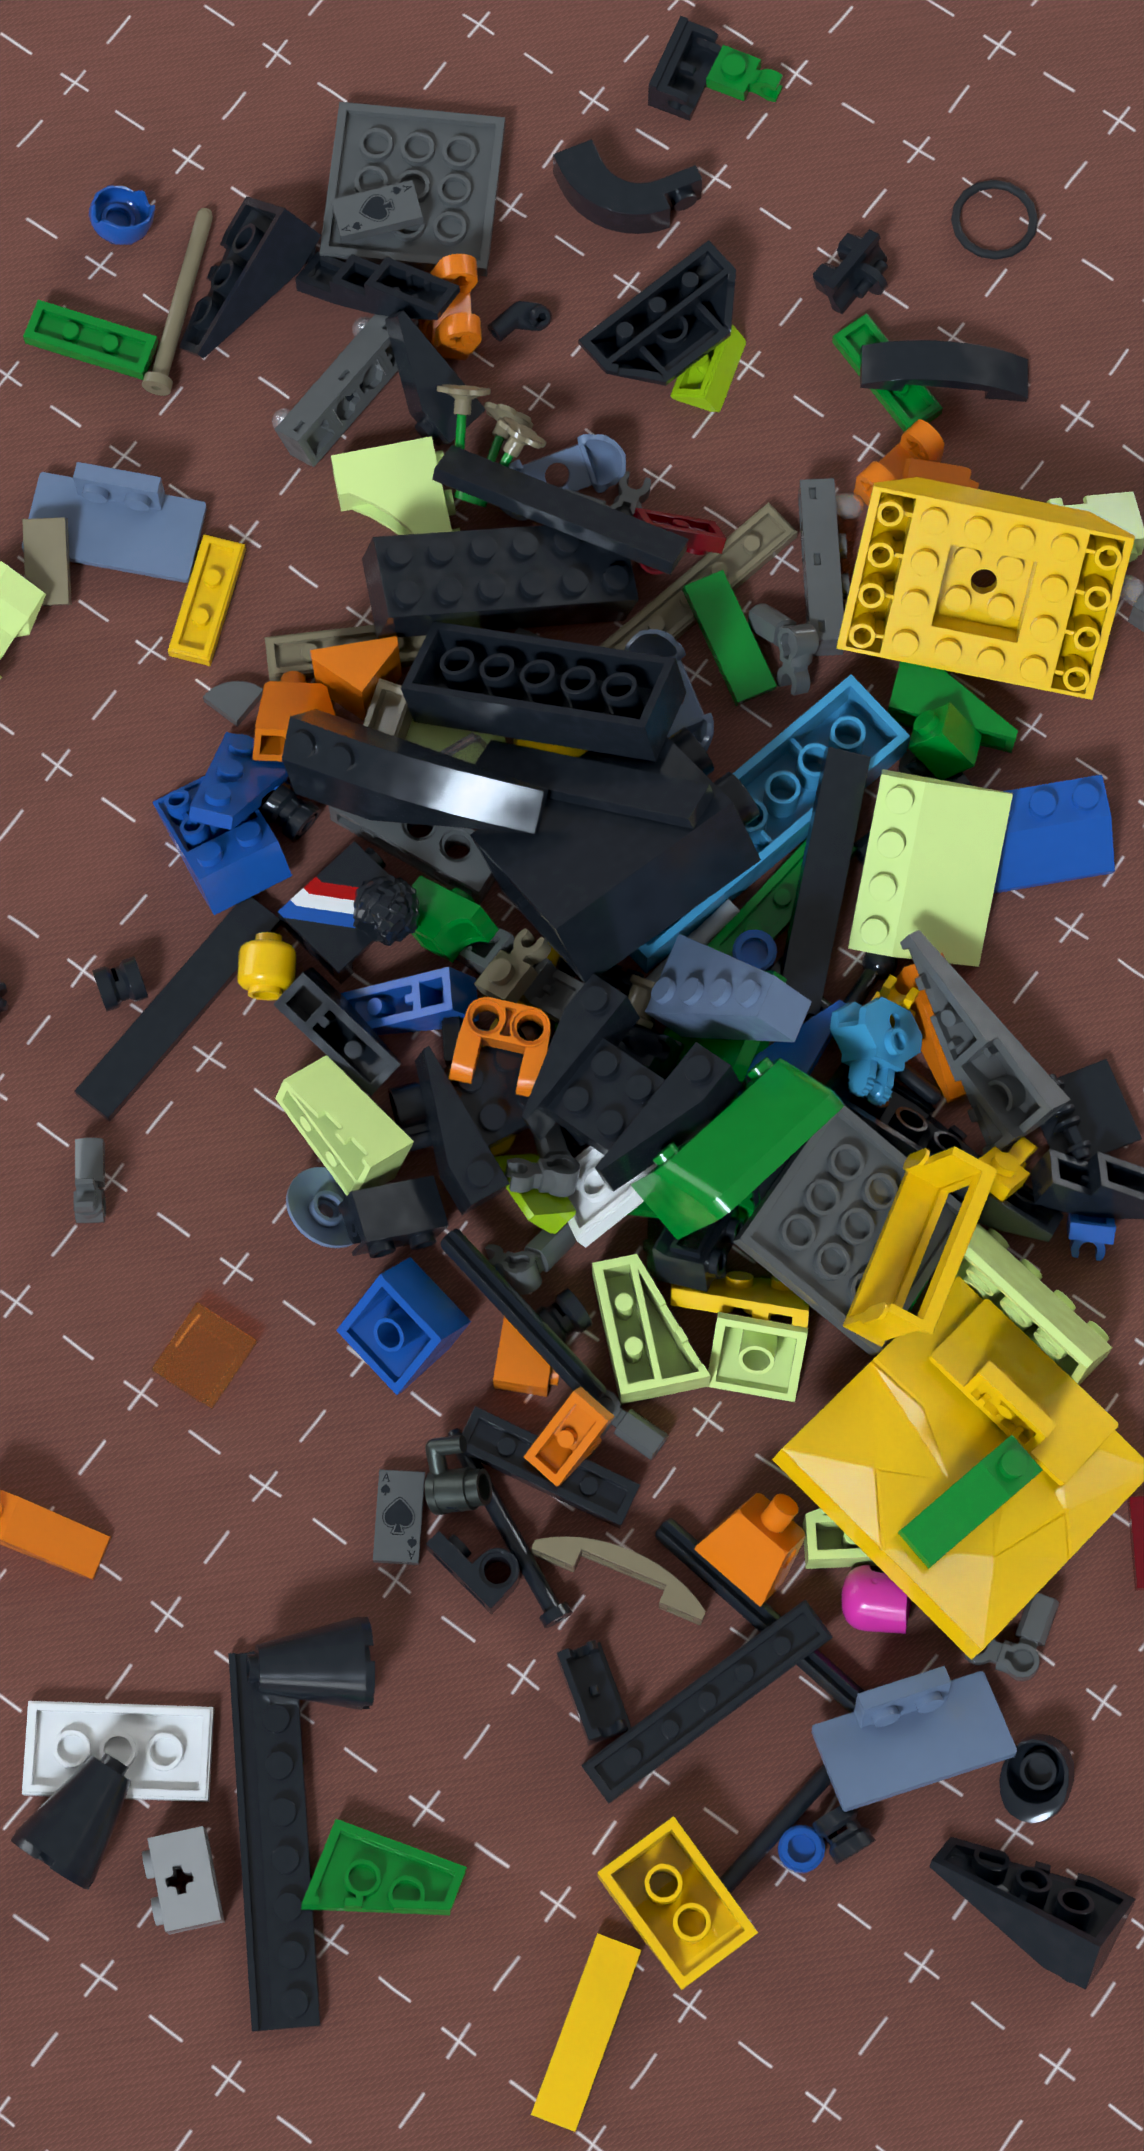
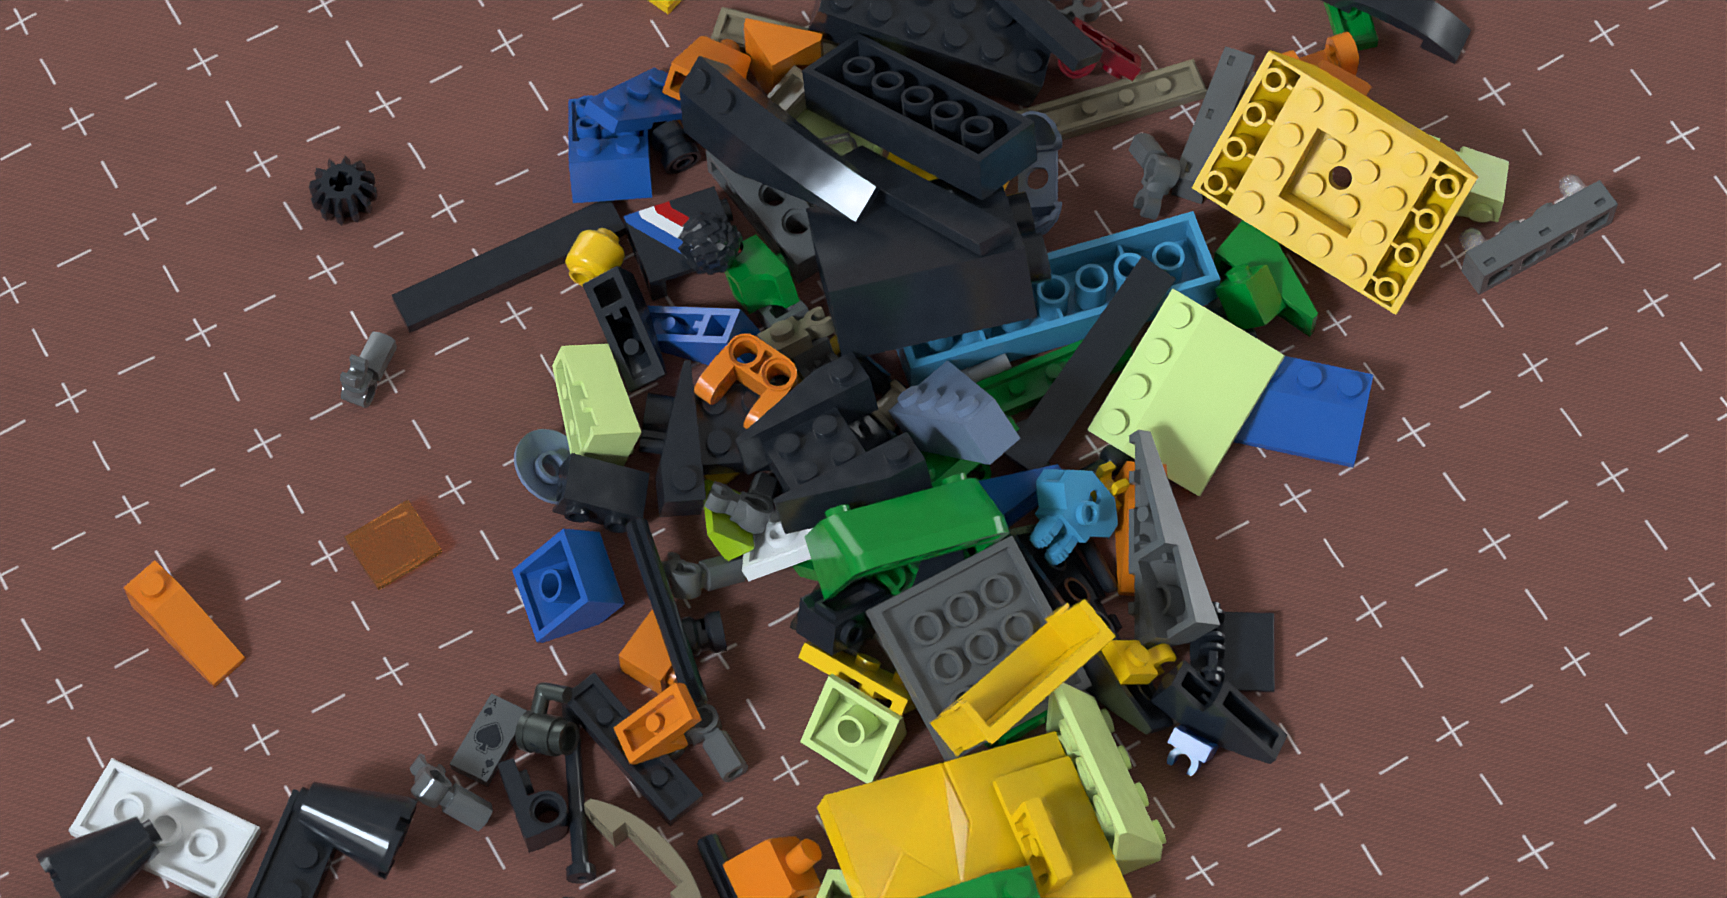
camera: 25 degrees right, 10 degrees down
(120, 983) = (470, 226): black wheel -> none
(234, 699) = (669, 43): dark grey tile -> none
(375, 1596) = (435, 788): none -> dark grey bar
(642, 1336) = (760, 674): yellowish green wedge -> none
(729, 637) = (1108, 151): green tile -> none
(755, 949) = (1011, 400): blue tile -> none

